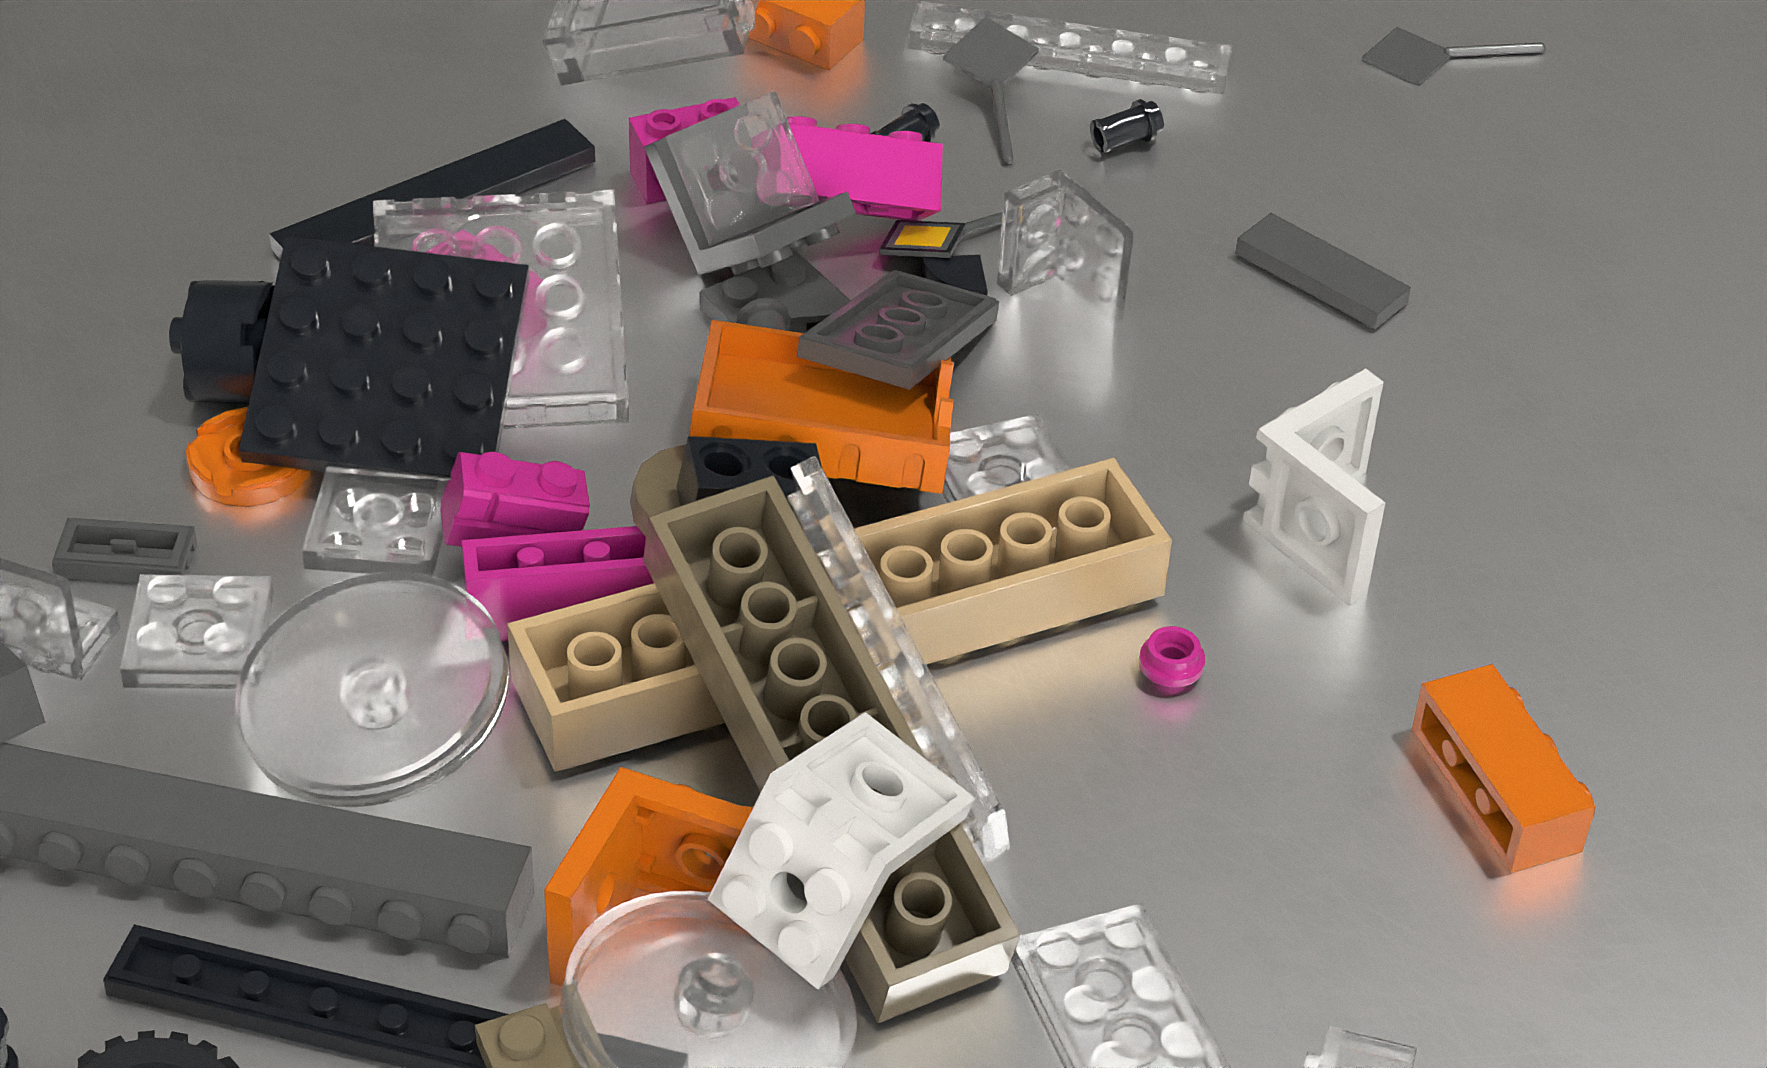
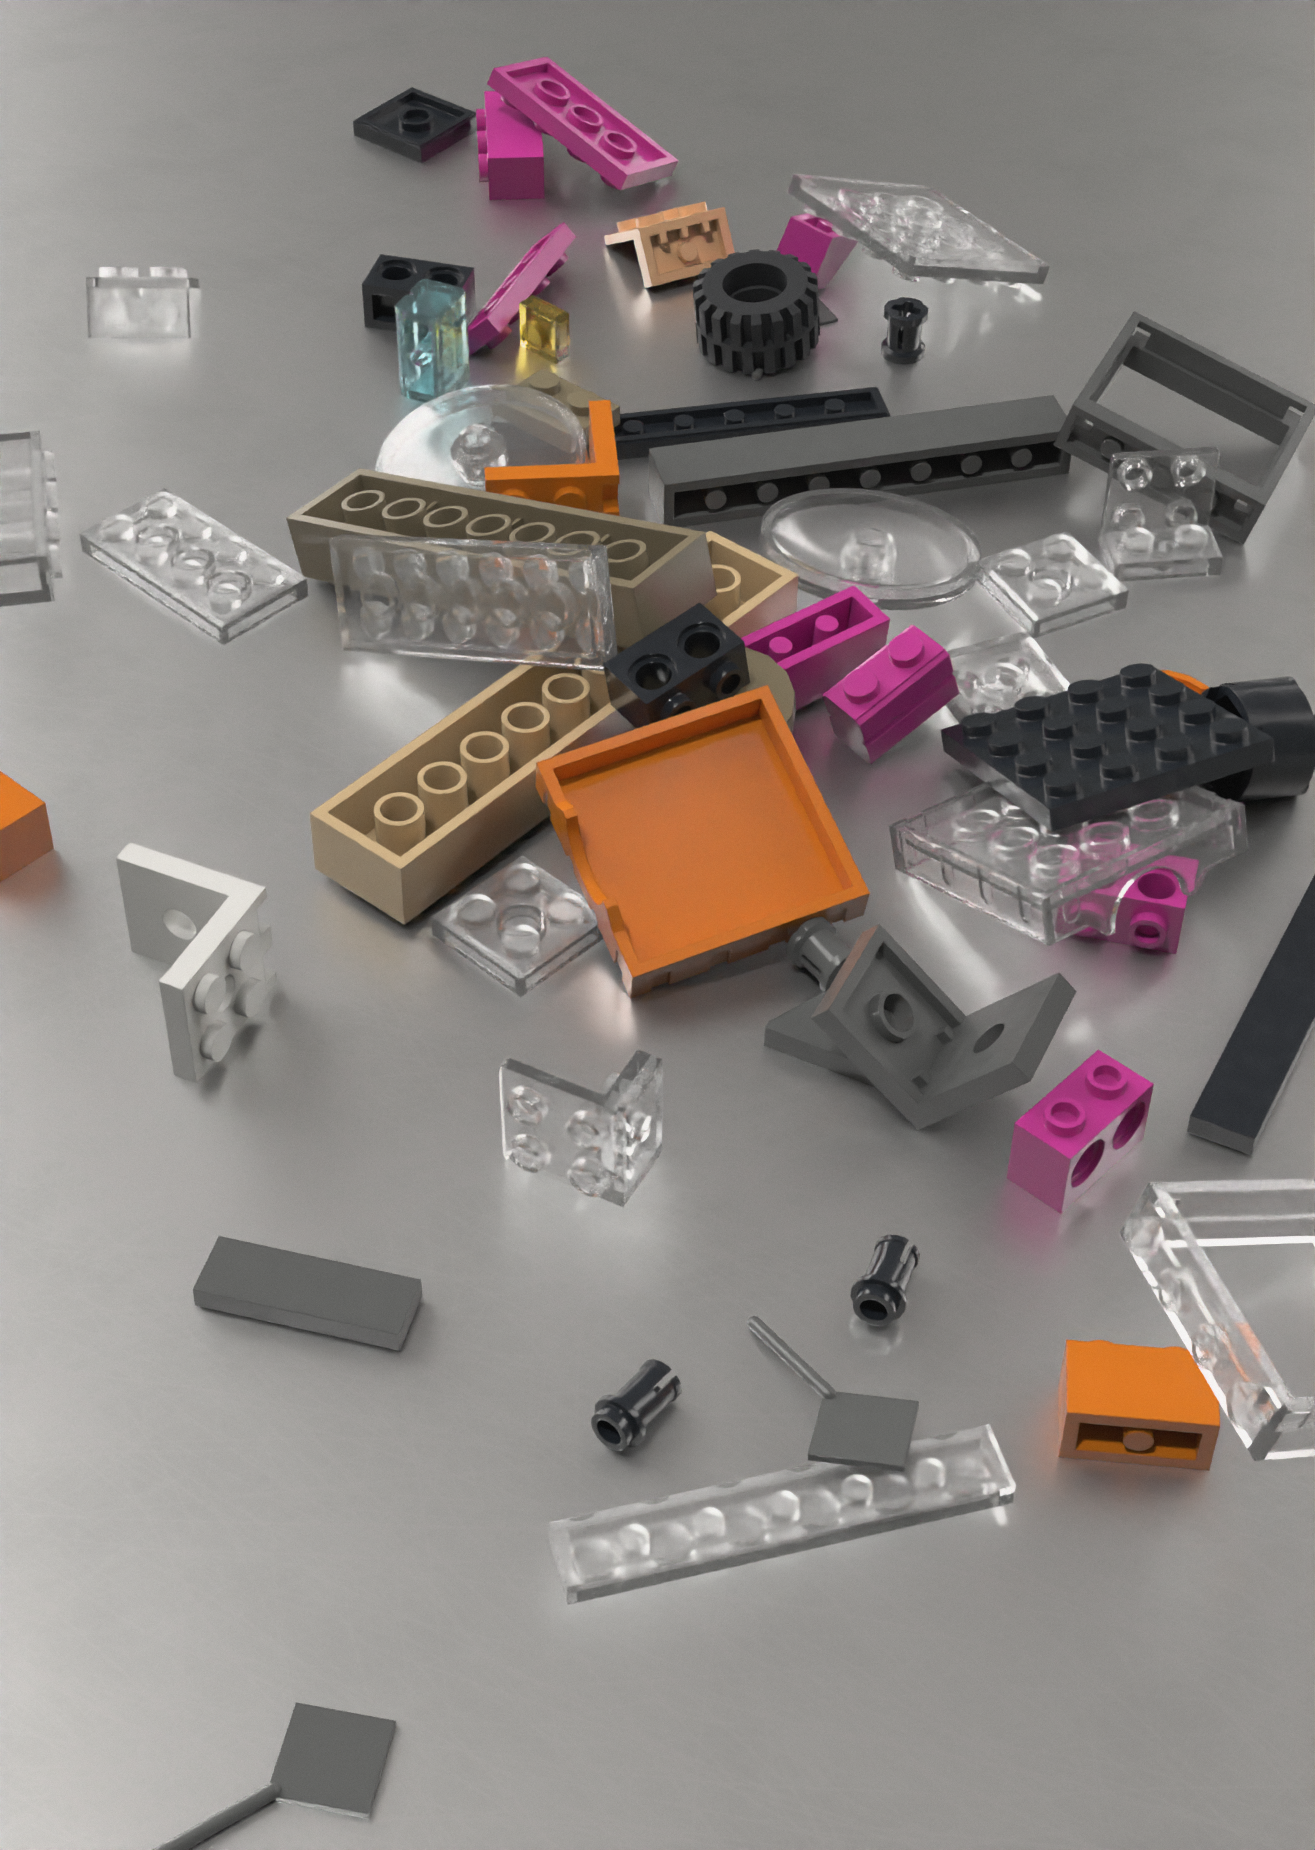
camera: 155 degrees right, 0 degrees up
(87, 554) = (1167, 616): dark grey tile -> none
(742, 168) = (951, 987): clear plate -> none
(837, 839) = (429, 446): white bracket -> none
(883, 174) = (869, 1110): dark pink brick -> none
(899, 329) = (698, 973): dark grey tile -> none
(931, 237) = (761, 1153): piece -> none
(958, 271) = (701, 1119): black tile -> none
(1172, 657) = (280, 808): dark pink plate -> none

